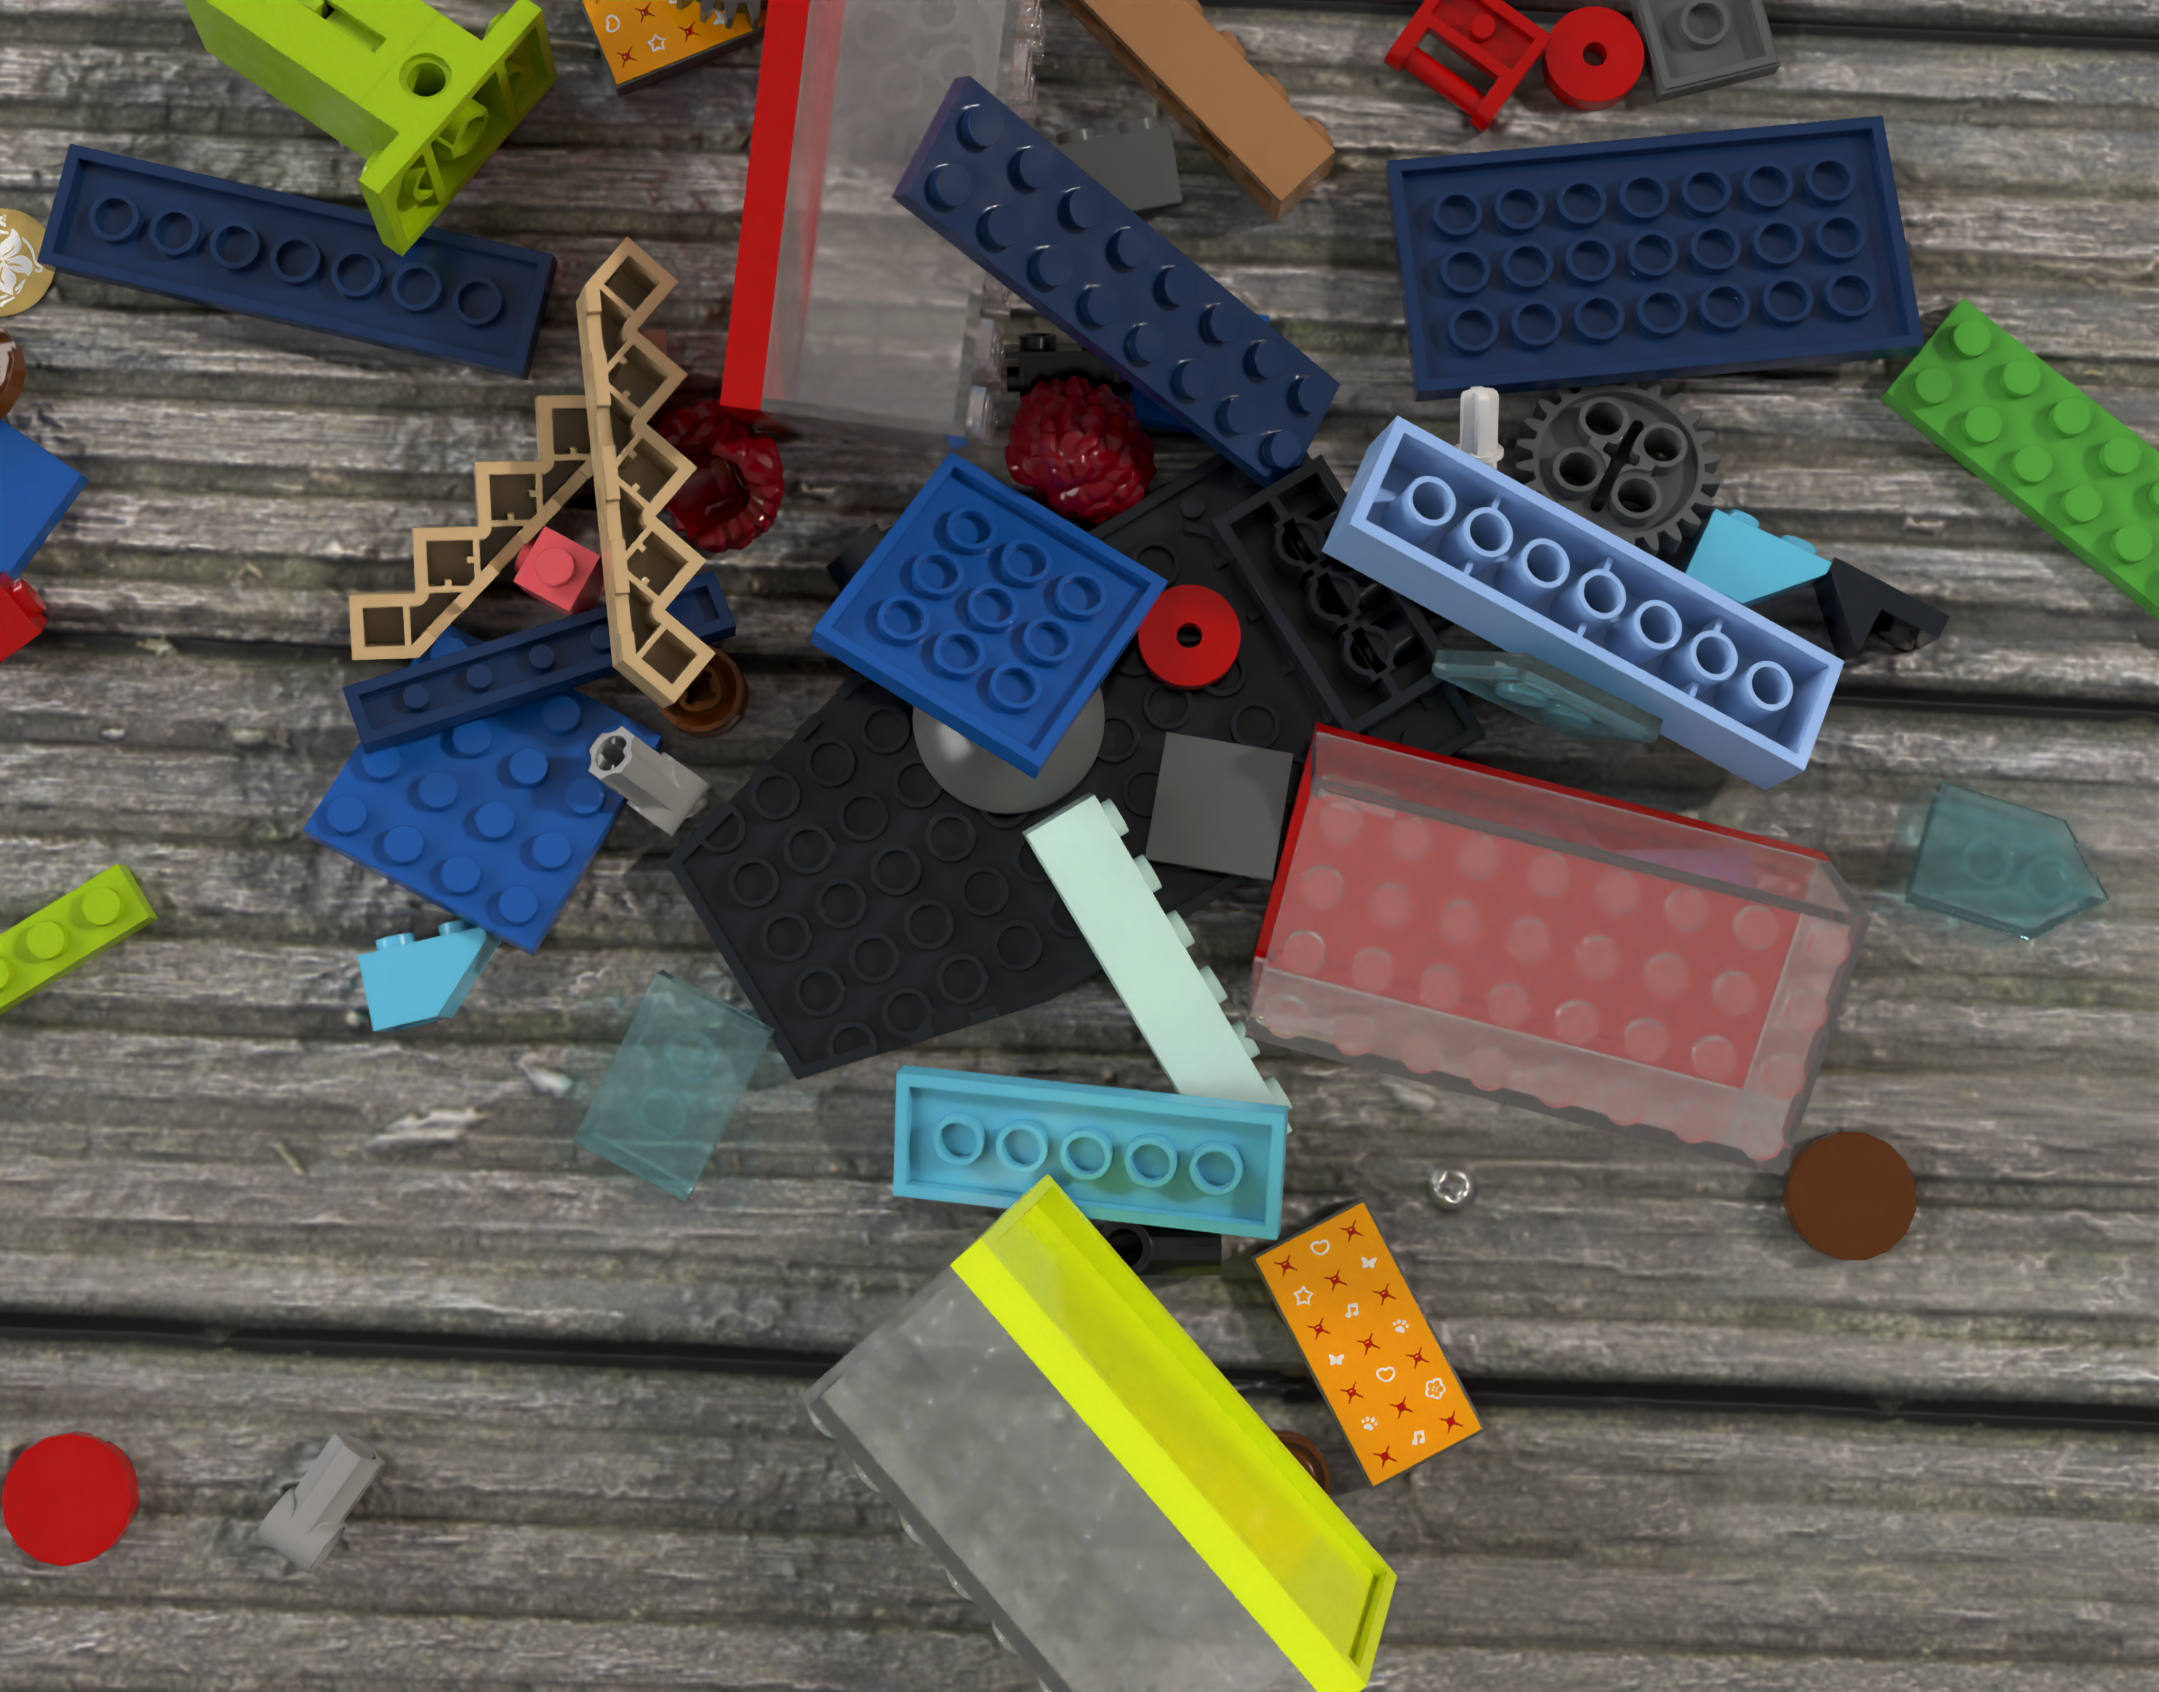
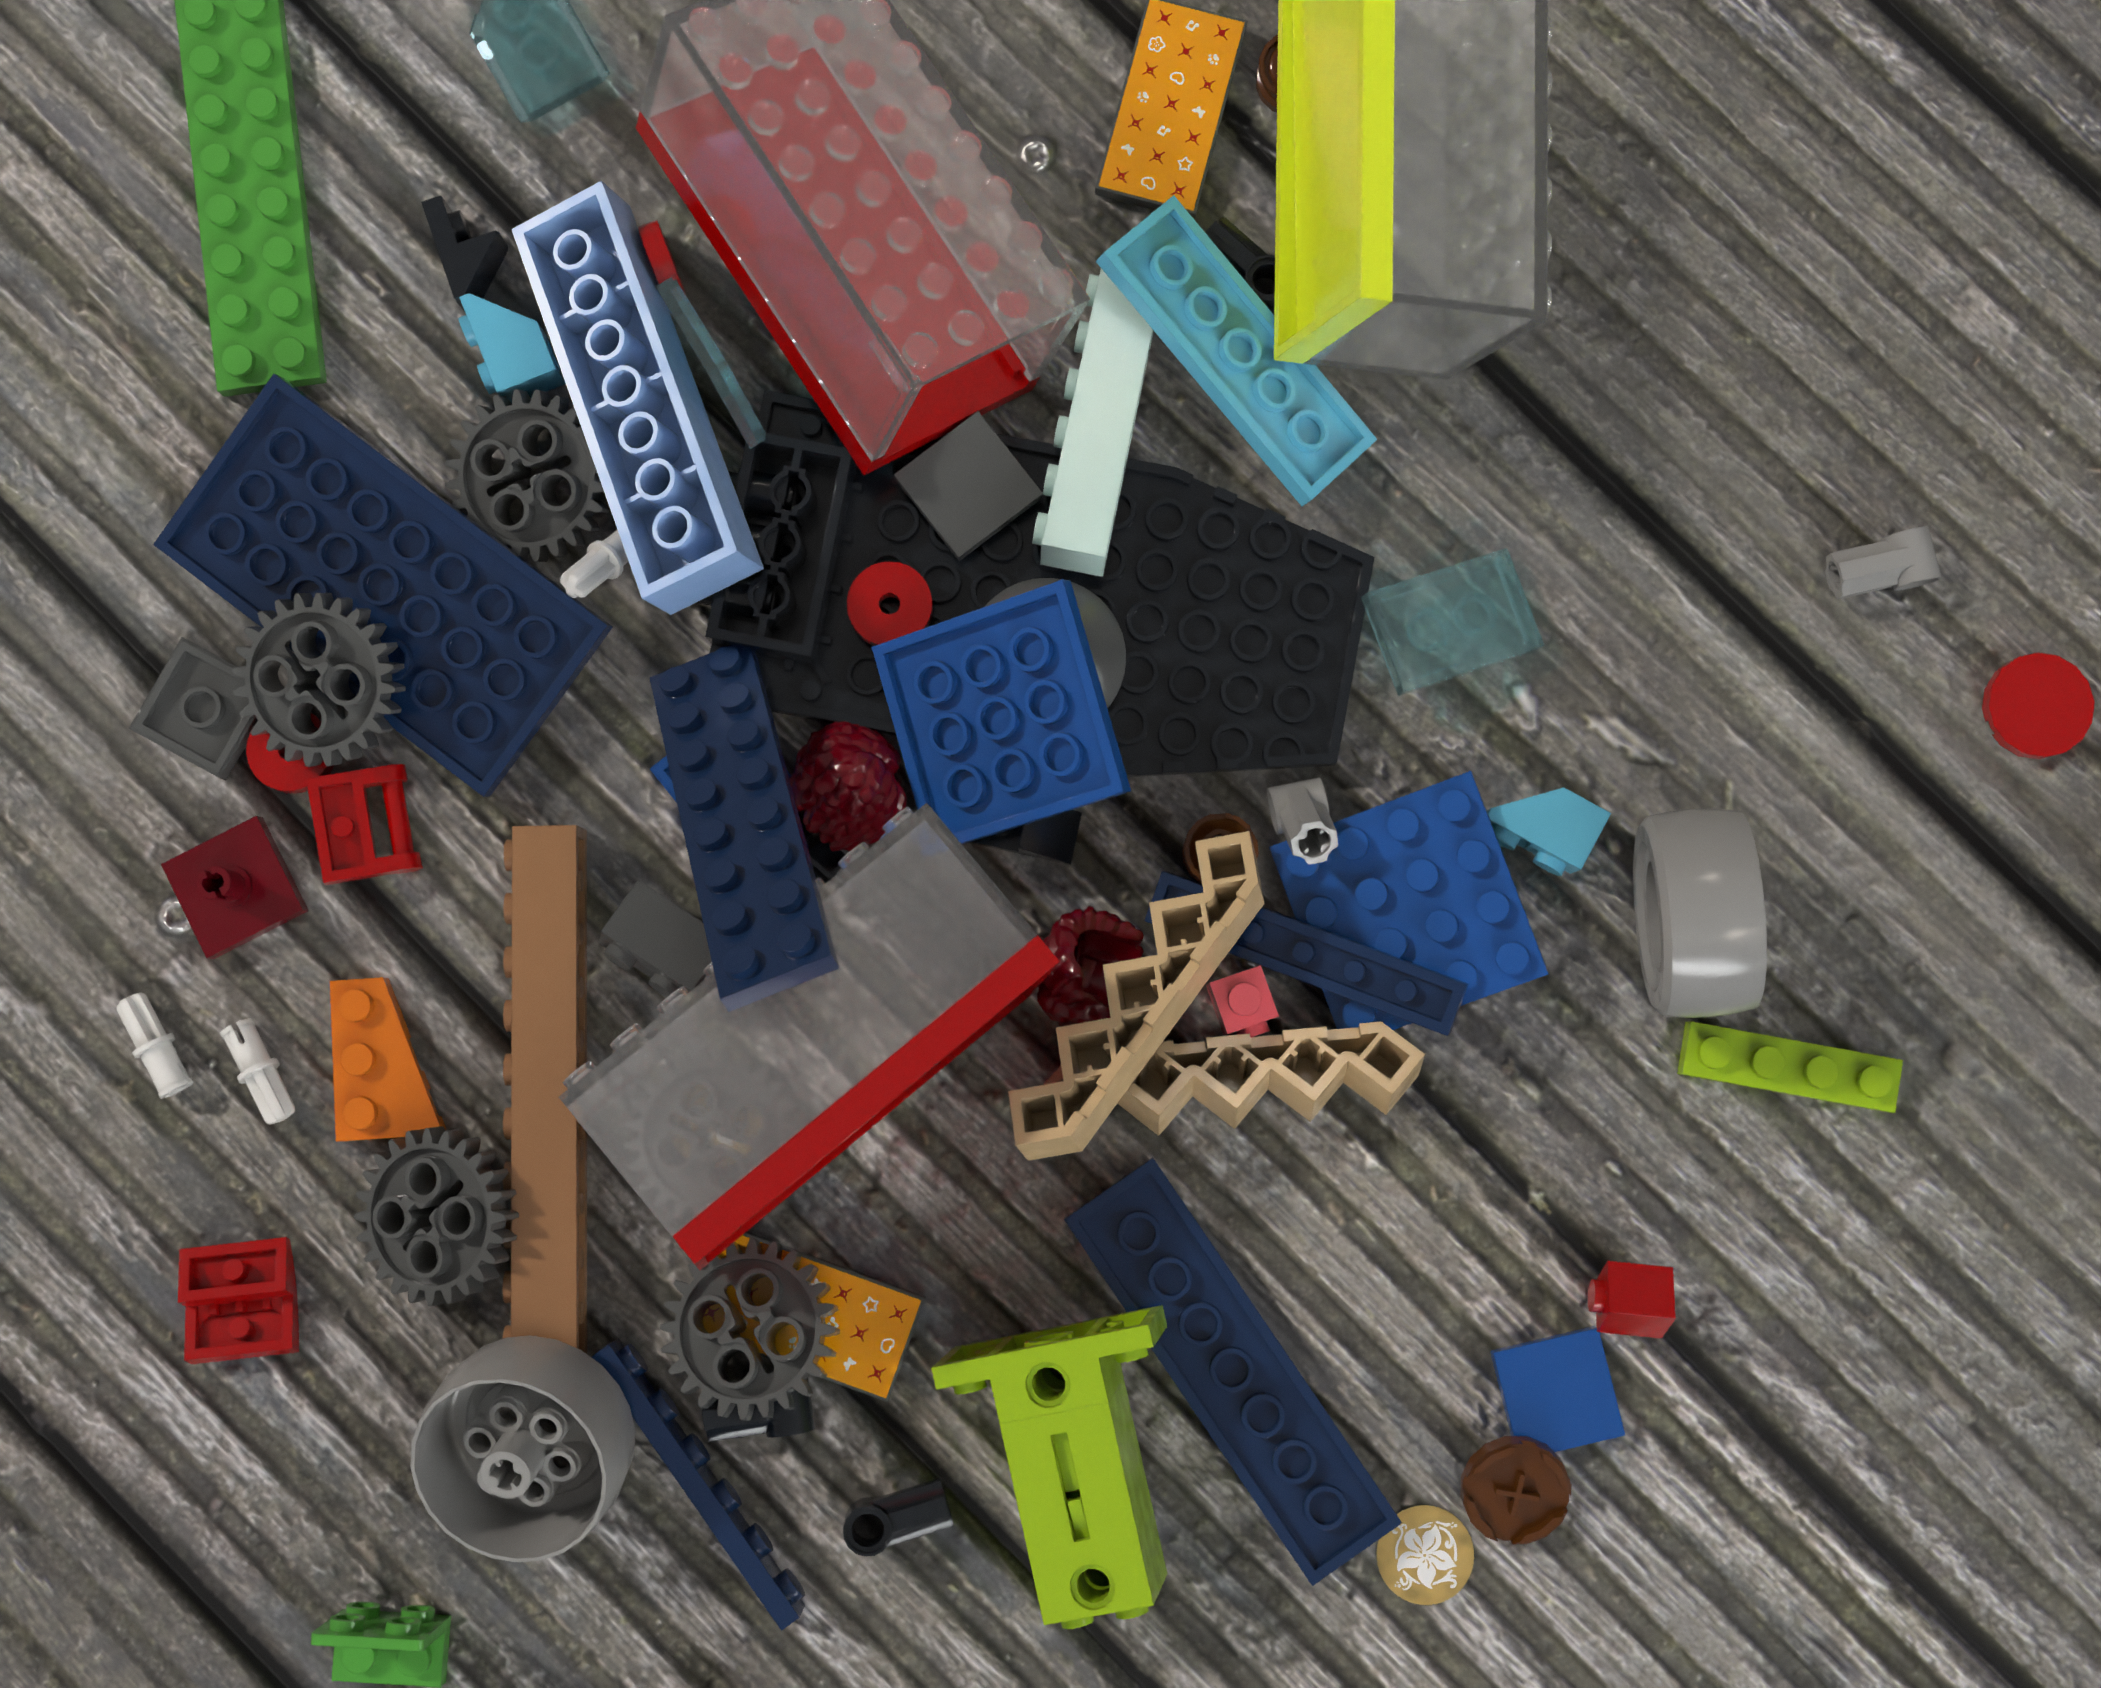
camera: 135 degrees left, 0 degrees up
(205, 996) = (1700, 913): none -> light grey wheel
(1623, 105) = (287, 709): none -> dark grey gear
(1686, 763) = (659, 253): none -> red piece

